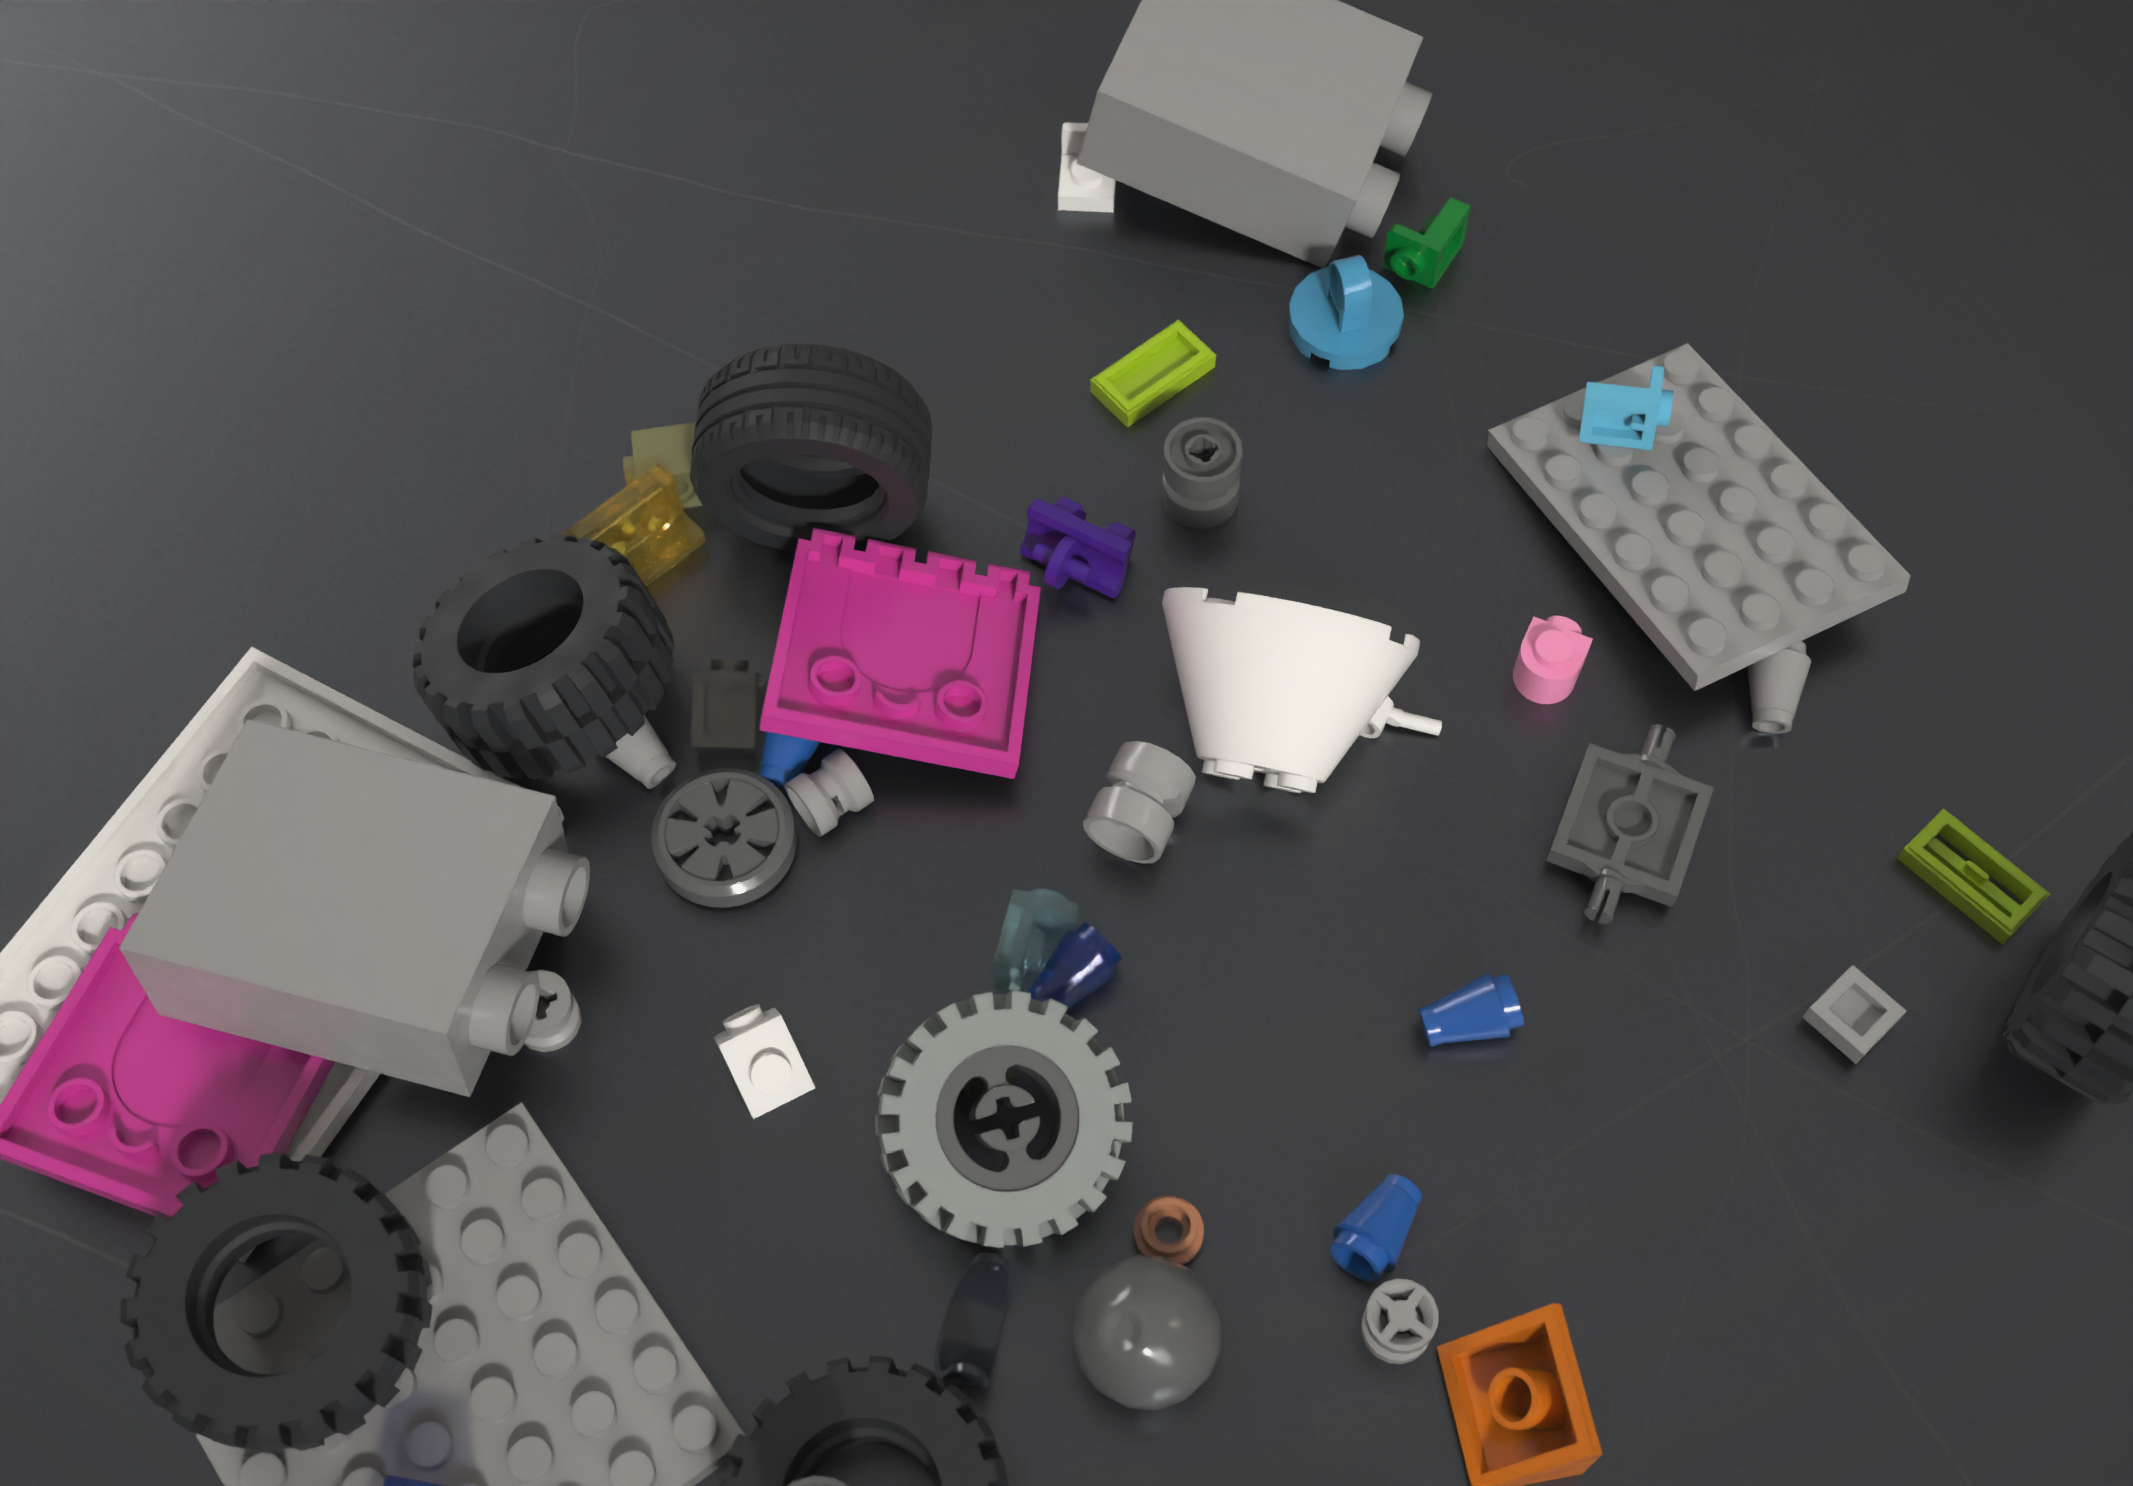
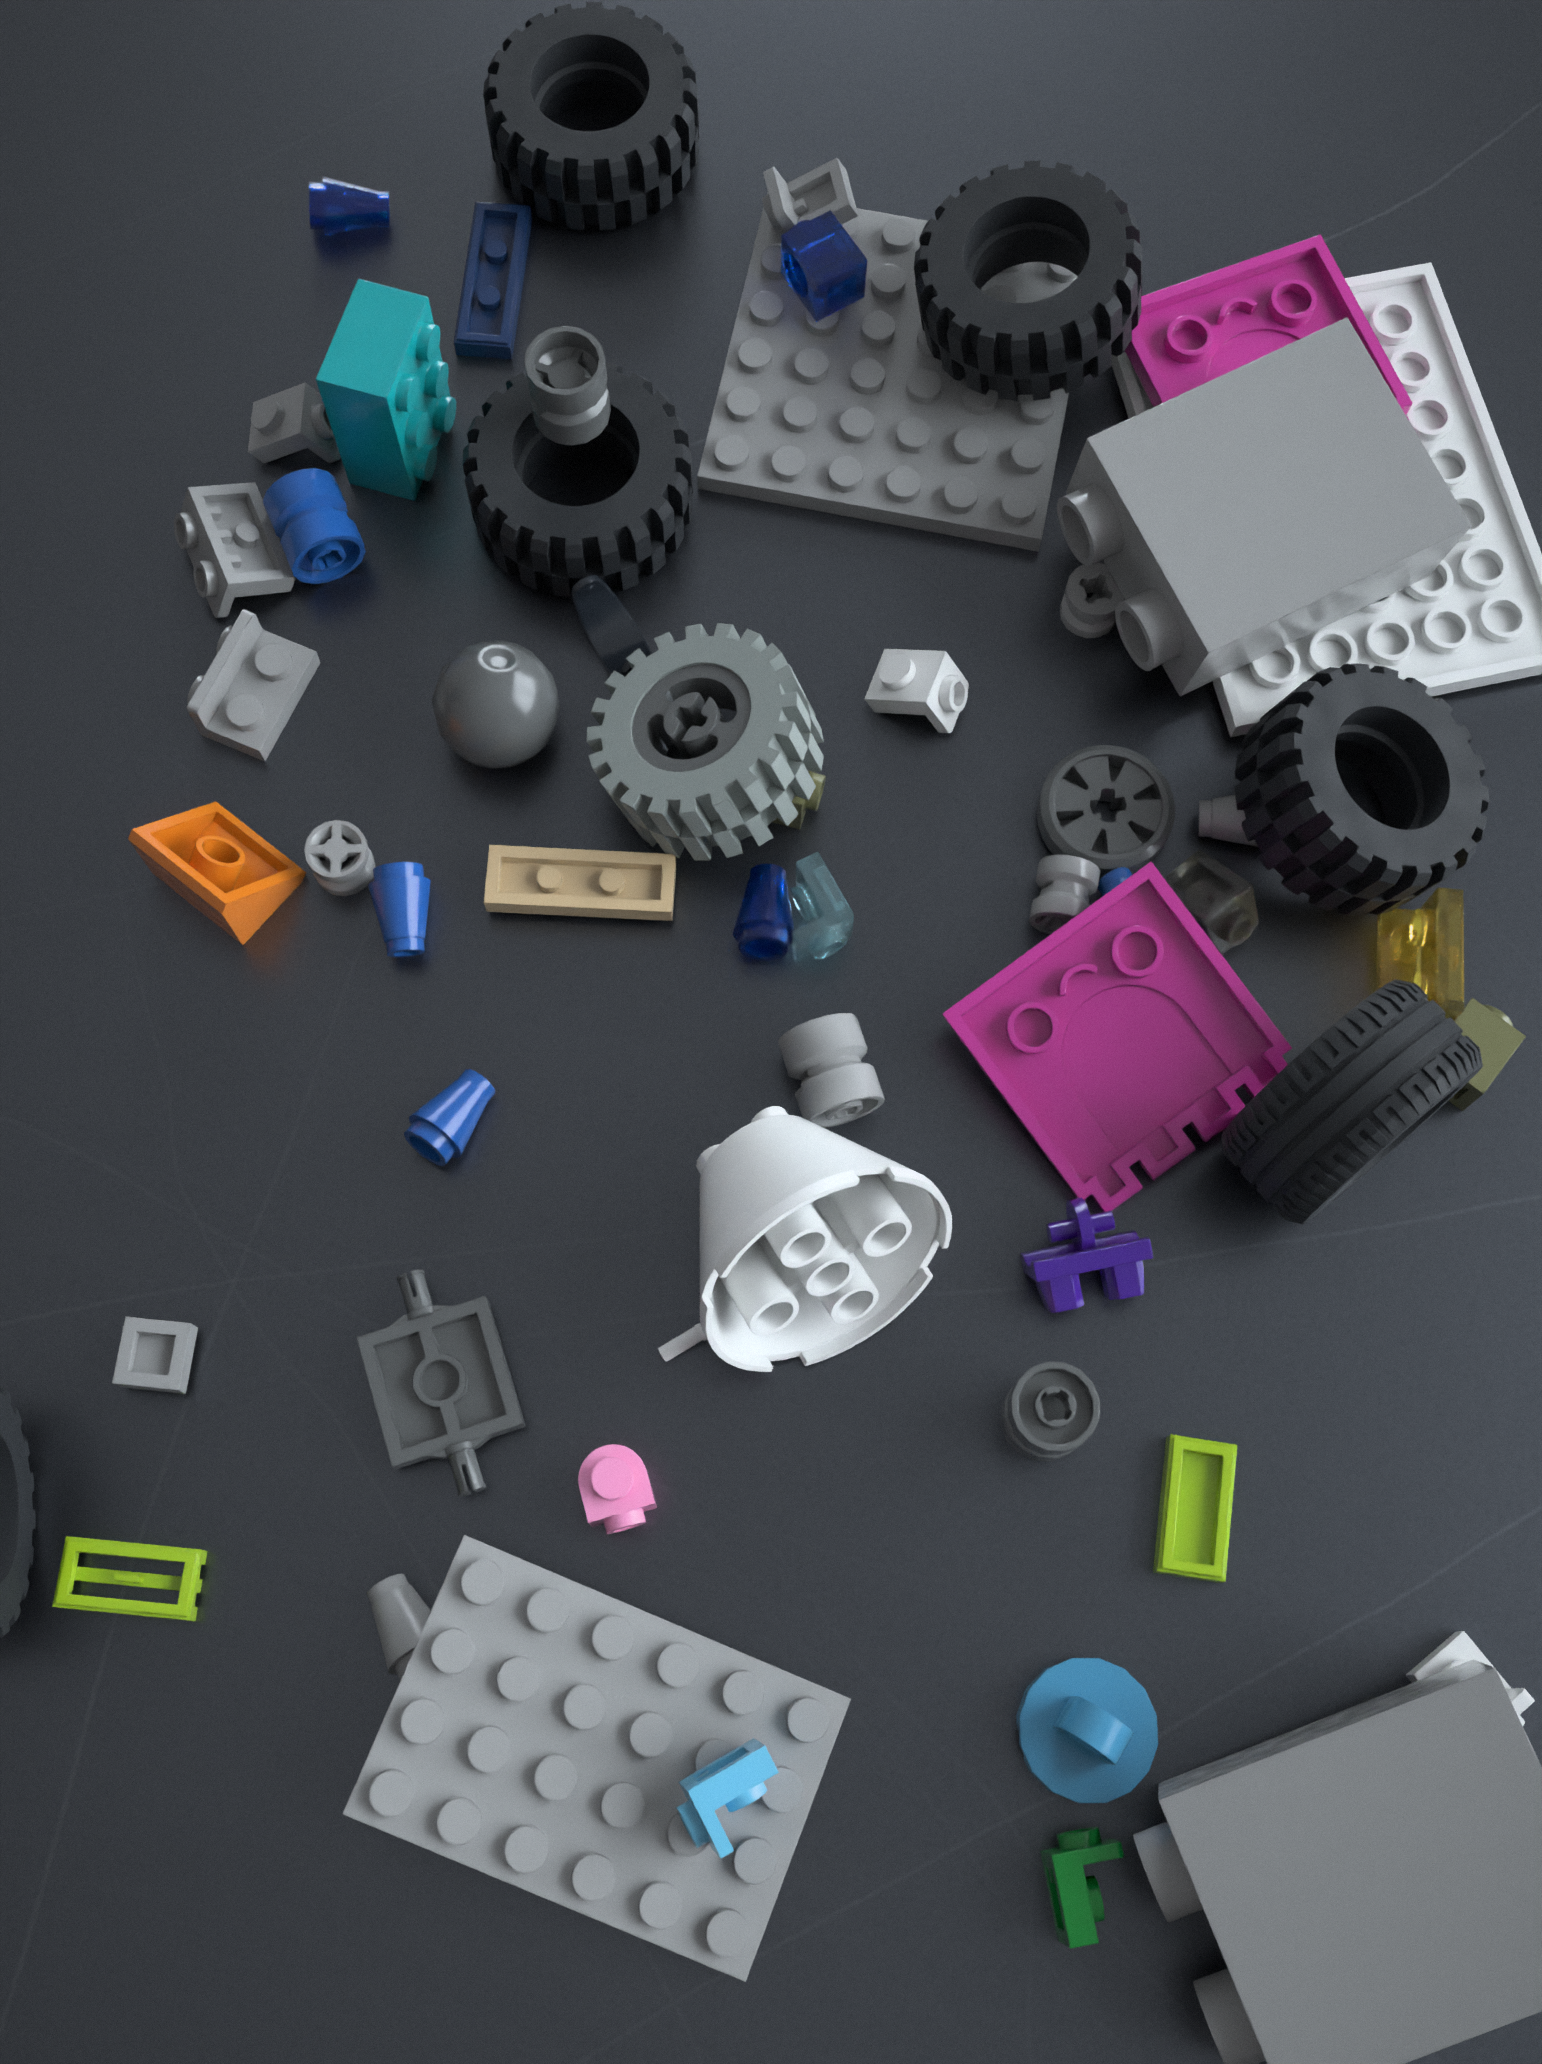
camera: 135 degrees right, 10 degrees up
(1169, 1210) = (540, 783): nougat plate -> none
(1206, 1125) = (580, 882): none -> tan plate

